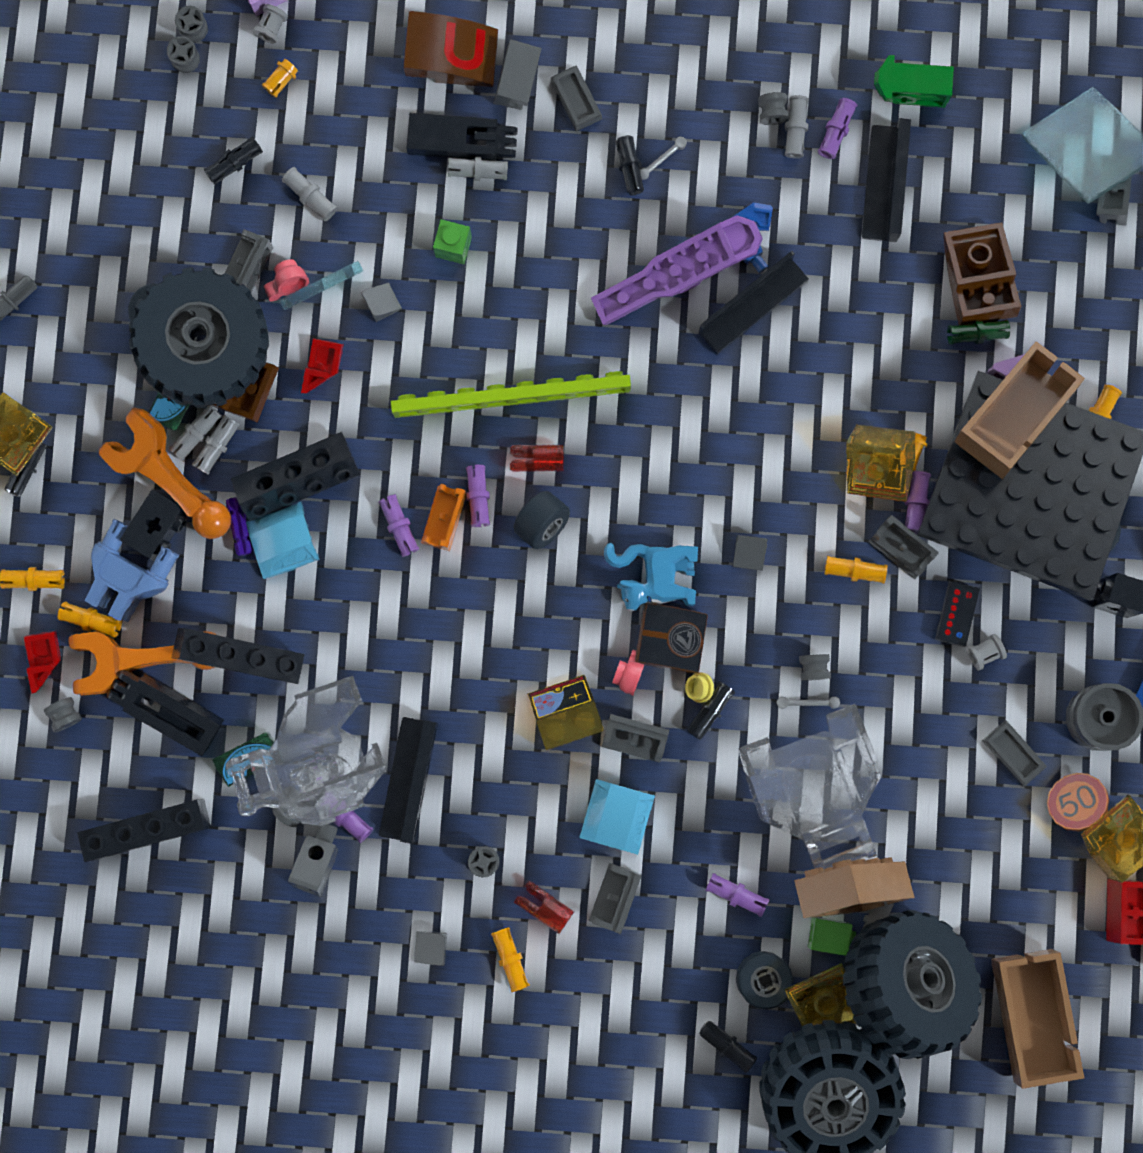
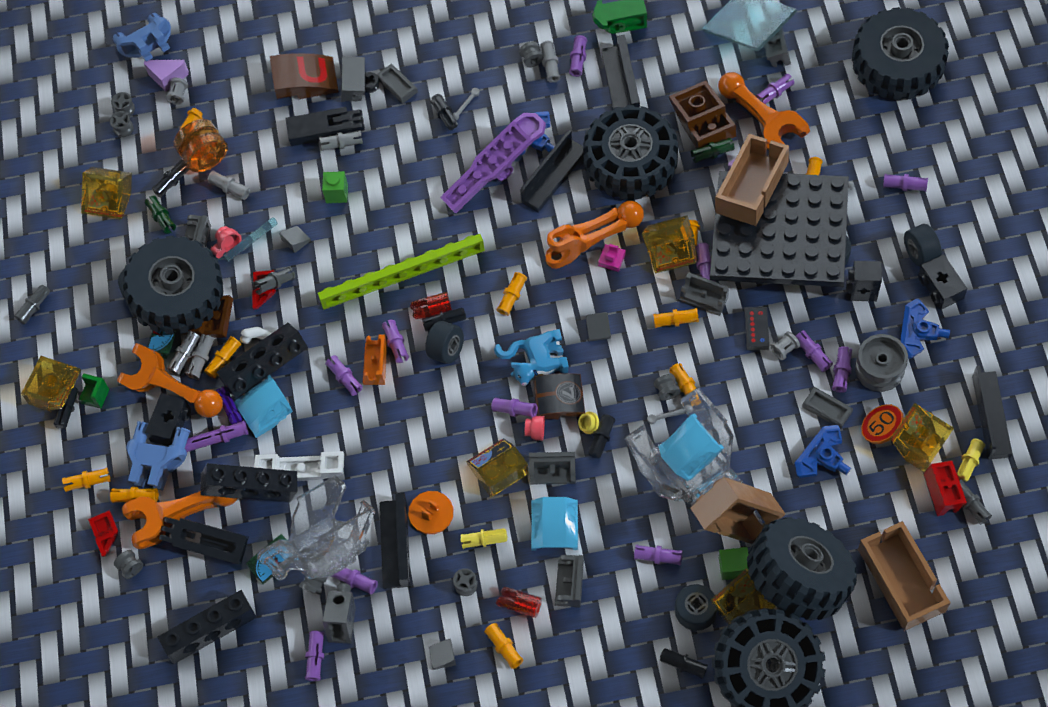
camera: 10 degrees left, 20 degrees down
(66, 456) = (94, 391): none -> green panel
(140, 157) = (105, 192): none -> clear yellow slope
(207, 213) = (160, 214): none -> dark green pin
(245, 453) = (222, 357): none -> light orange pin
(245, 565) = (224, 434): none -> medium lavender pin
(271, 905) = (314, 655): none -> medium lavender pin
(282, 127) = (200, 145): none -> clear orange wheel
(295, 428) = (255, 332): none -> white arm
(310, 640) = (307, 467): none -> white slope
(337, 362) = (274, 280): none -> dark grey pin
(464, 749) = (430, 512): none -> orange piece
(522, 808) = (484, 538): none -> light yellow axle
(540, 95) = (371, 87): none -> black bush
(550, 482) = (450, 316): none -> black axle
(609, 640) = (514, 407): none -> medium lavender pin
(649, 470) = (511, 293): none -> light orange pin
(751, 420) = (577, 239): none -> orange piece
(796, 454) = (611, 257): none -> dark pink tile
(818, 775) = (689, 449): none -> medium azure slope
(841, 669) = (684, 382): none -> light orange pin
(885, 283) = (630, 152): none -> black wheel
(987, 817) = (822, 453): none -> blue piece
(1021, 669) = (814, 351): none -> medium lavender pin
(1035, 242) = (774, 123): none -> orange piece
(1050, 706) = (842, 369): none -> medium lavender pin
(1091, 262) = (775, 89): none -> medium lavender pin

